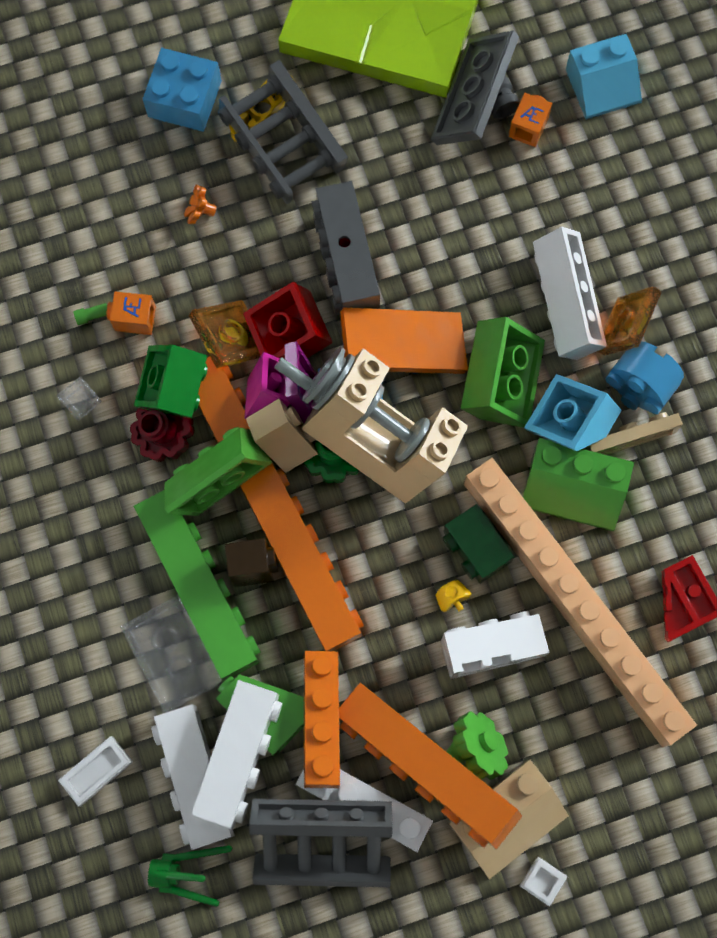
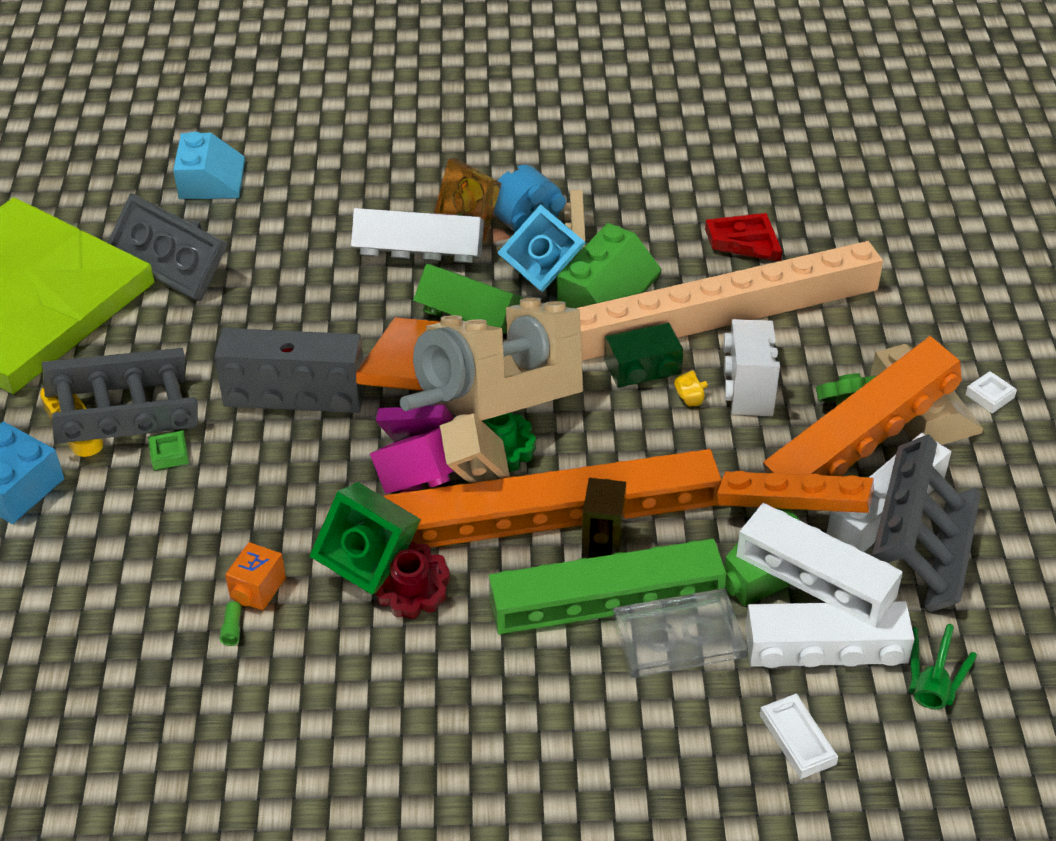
camera: 75 degrees left, 30 degrees down
(79, 398) = (333, 657): clear tile -> none
(199, 205) = (155, 492): orange plant -> none
(214, 473) = (492, 511): bright green slope -> none
(225, 333) = (322, 489): clear orange tile -> none
(251, 194) = (168, 450): none -> bright green tile
(288, 318) = (342, 438): red slope -> none
(530, 119) = (222, 221): orange brick -> none

